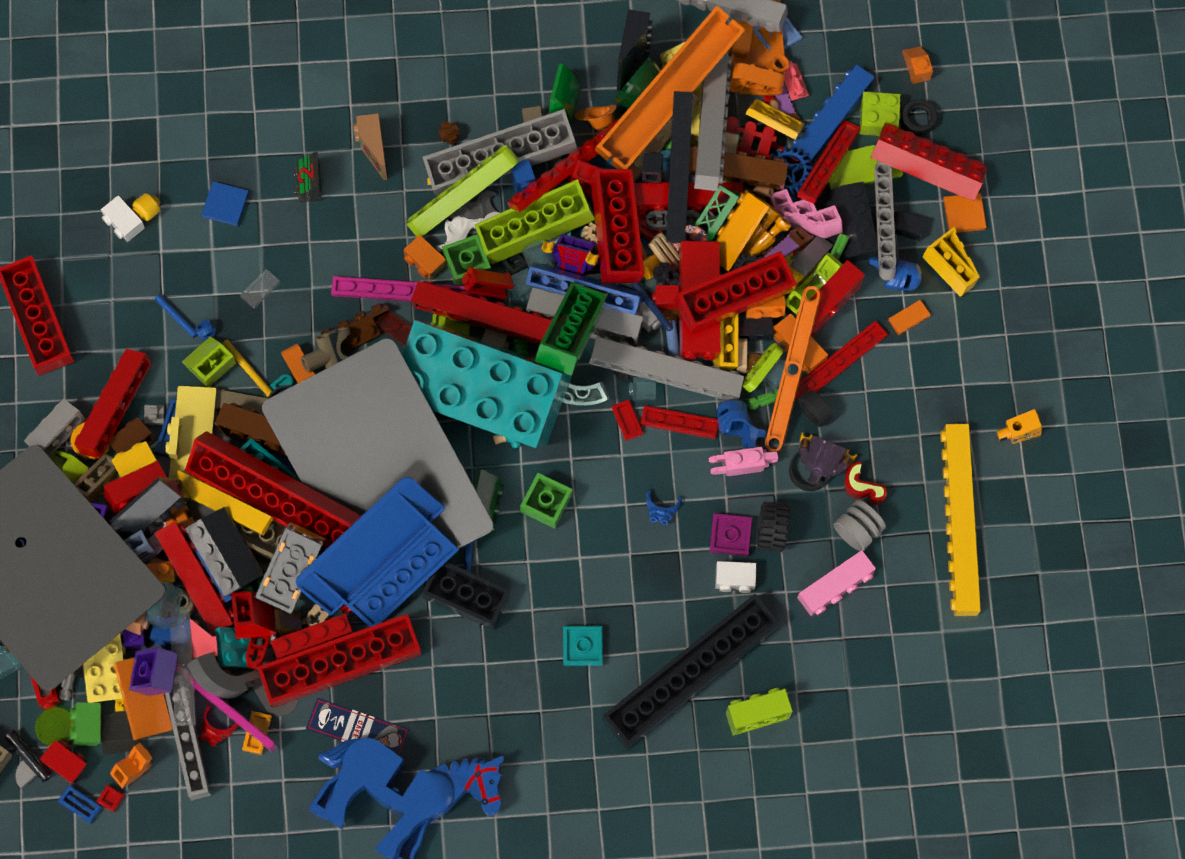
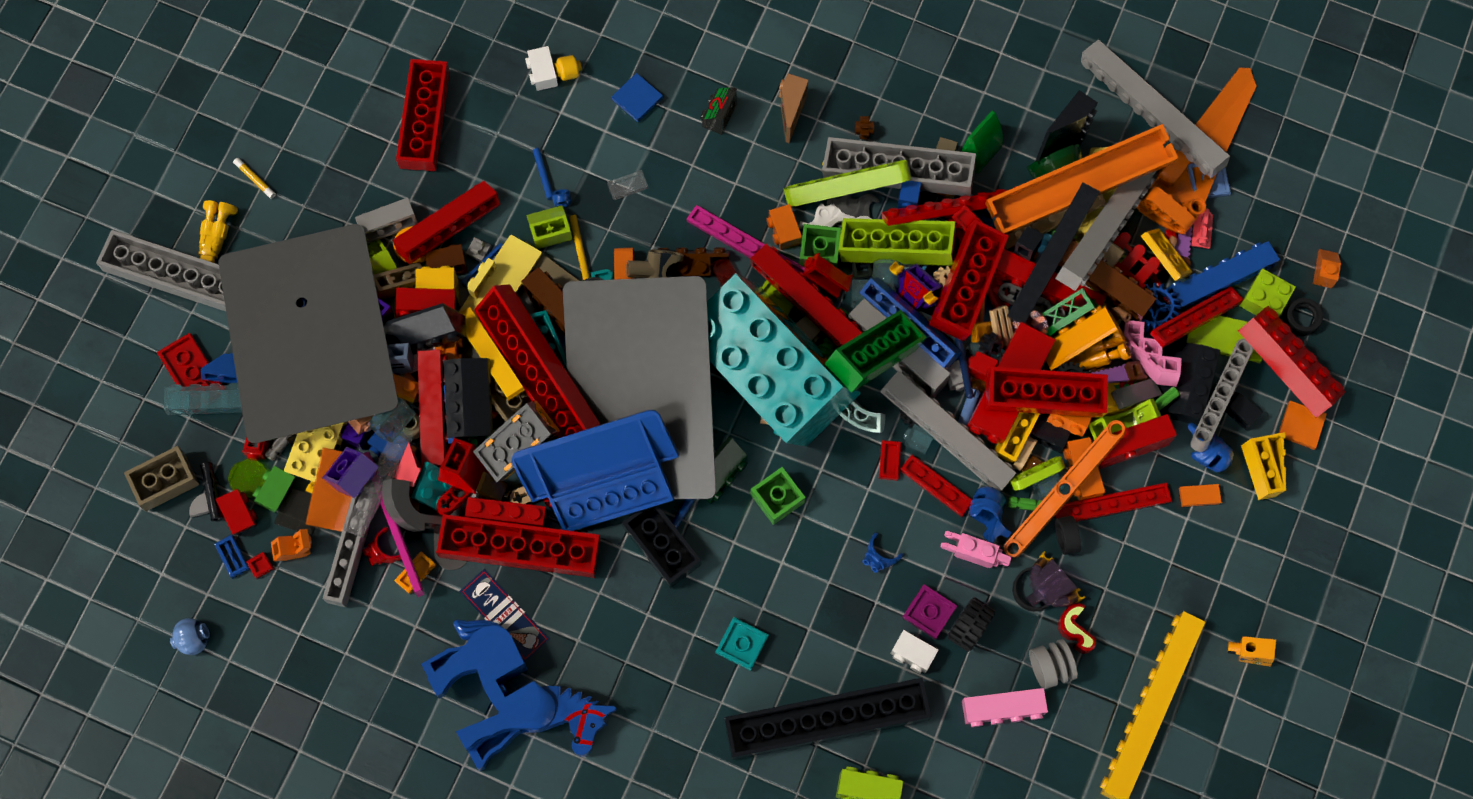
camera: 30 degrees right, 0 degrees up
(598, 117) = (1005, 177): orange piece -> none

